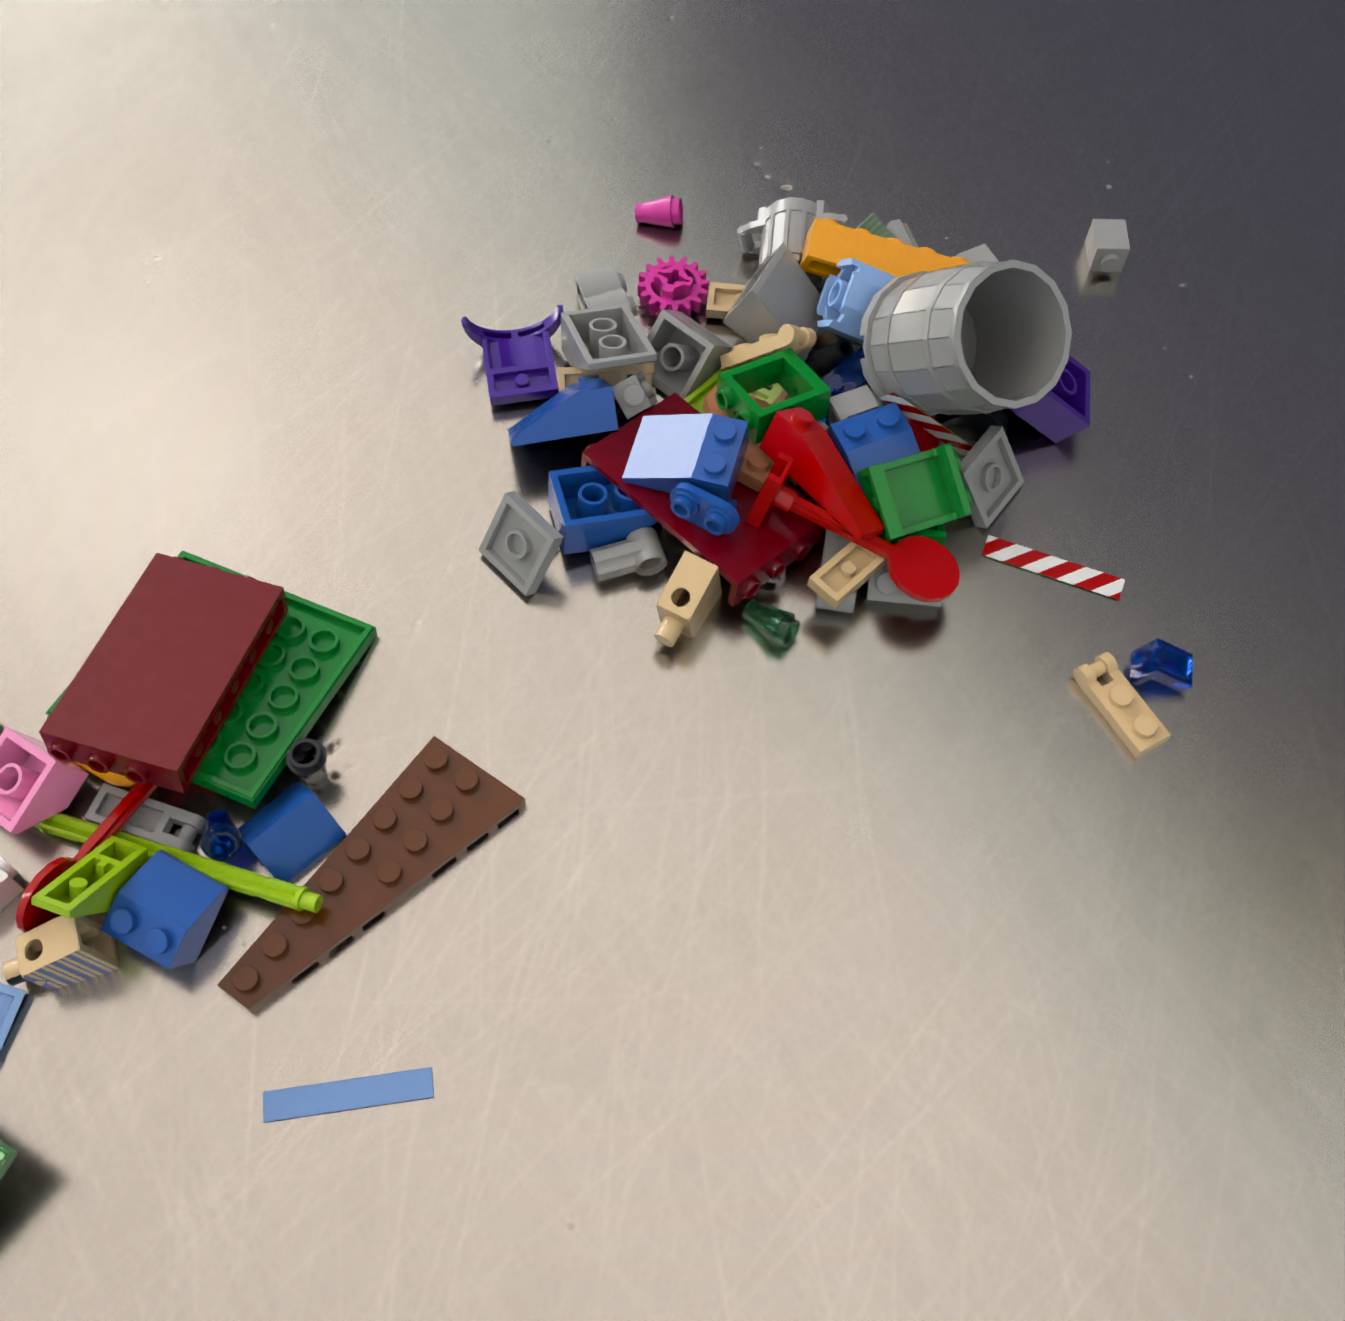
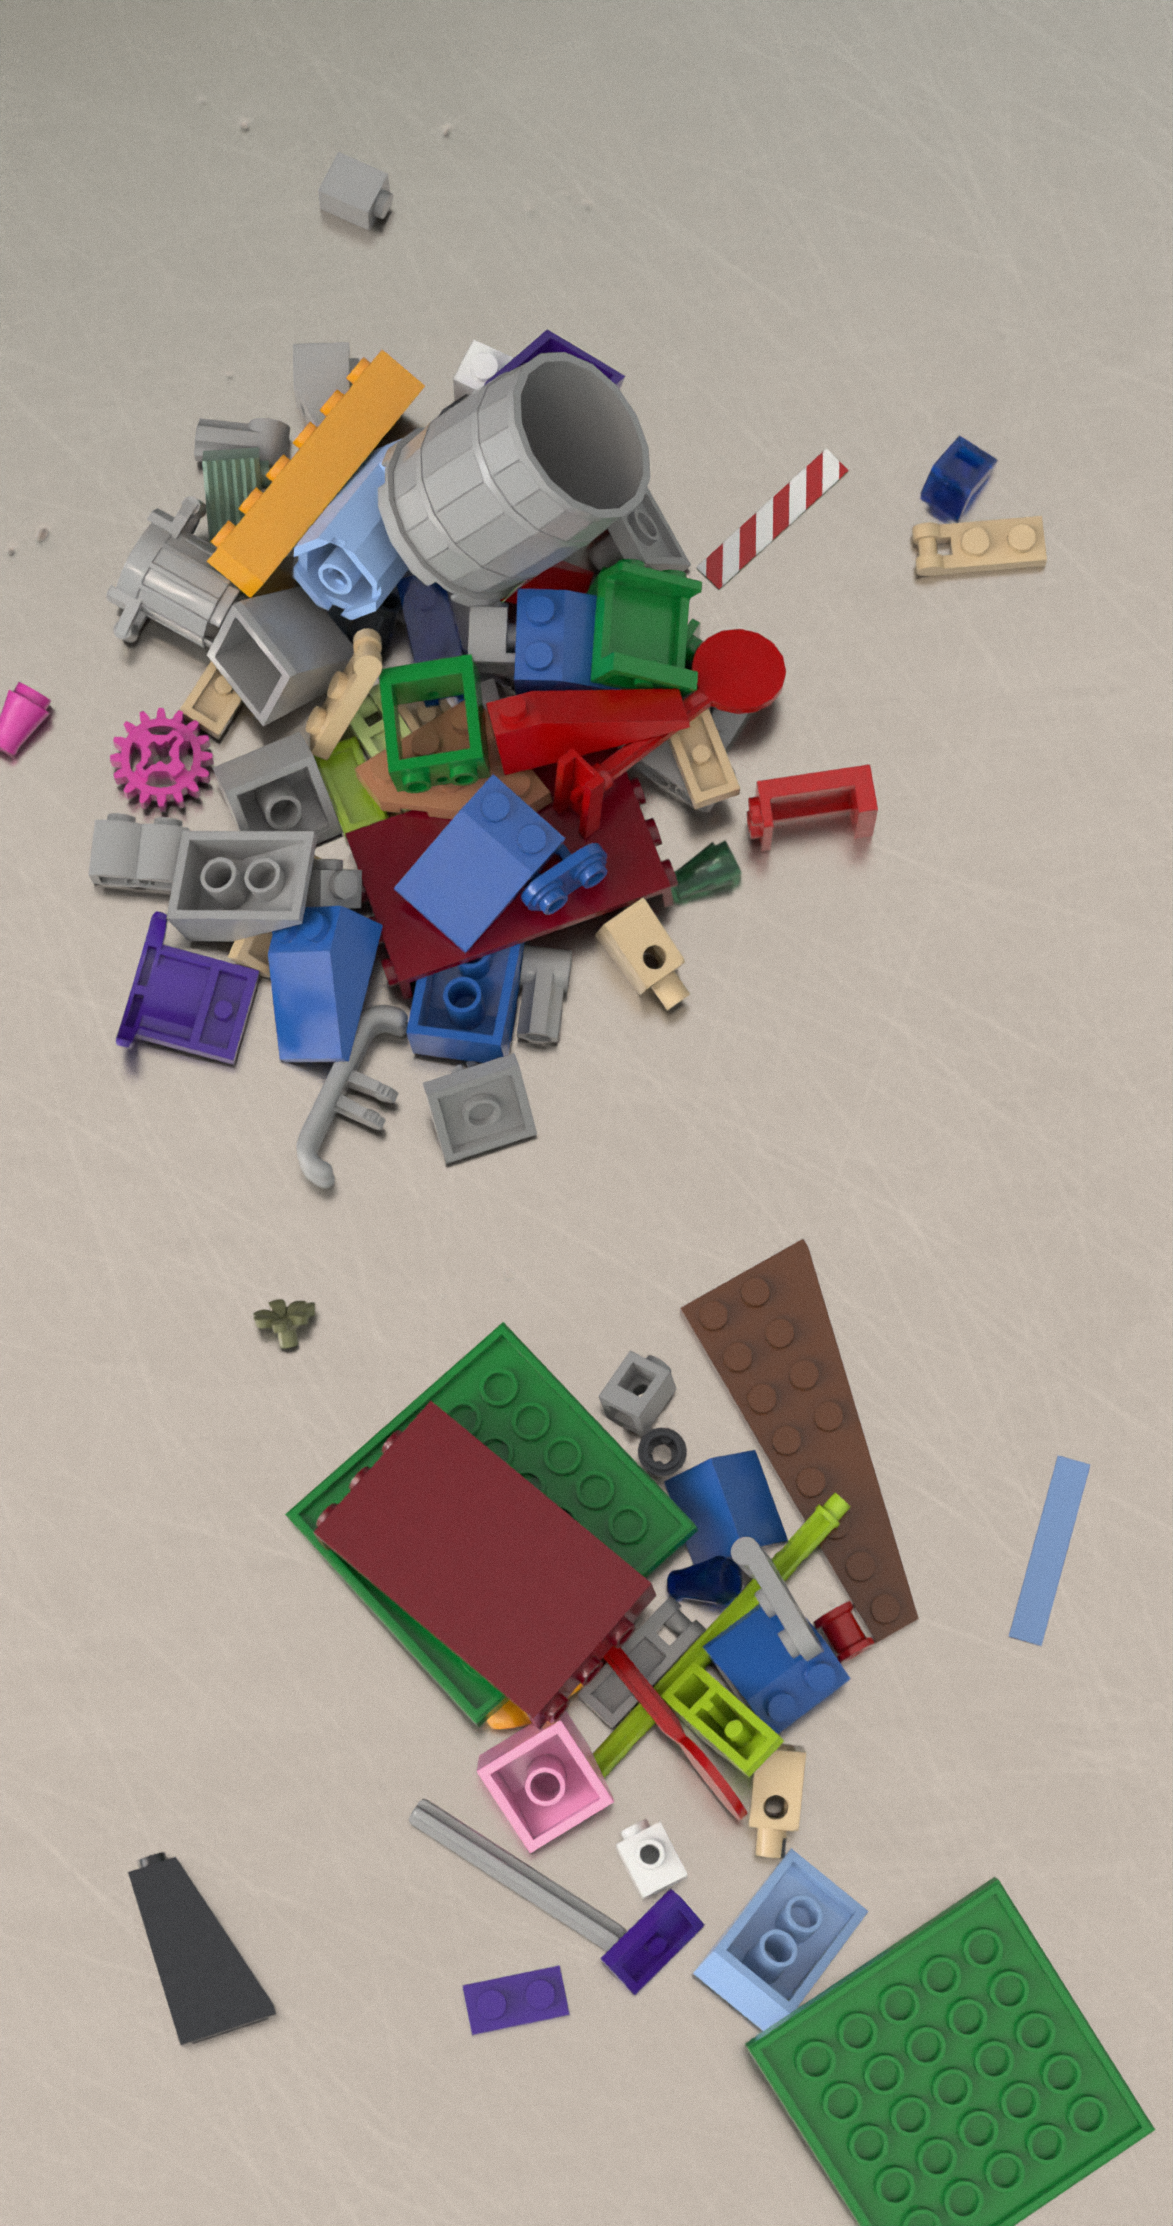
camera: 65 degrees left, 15 degrees up
(206, 880) = (777, 1599): none -> light grey plate
(216, 956) = (844, 1632): none -> red bush
(321, 496) = (285, 1319): none -> olive plant
(355, 730) = (633, 1377): none -> light grey brick
(495, 461) = (332, 1094): none -> light grey piece
(861, 657) = (813, 796): none -> red panel

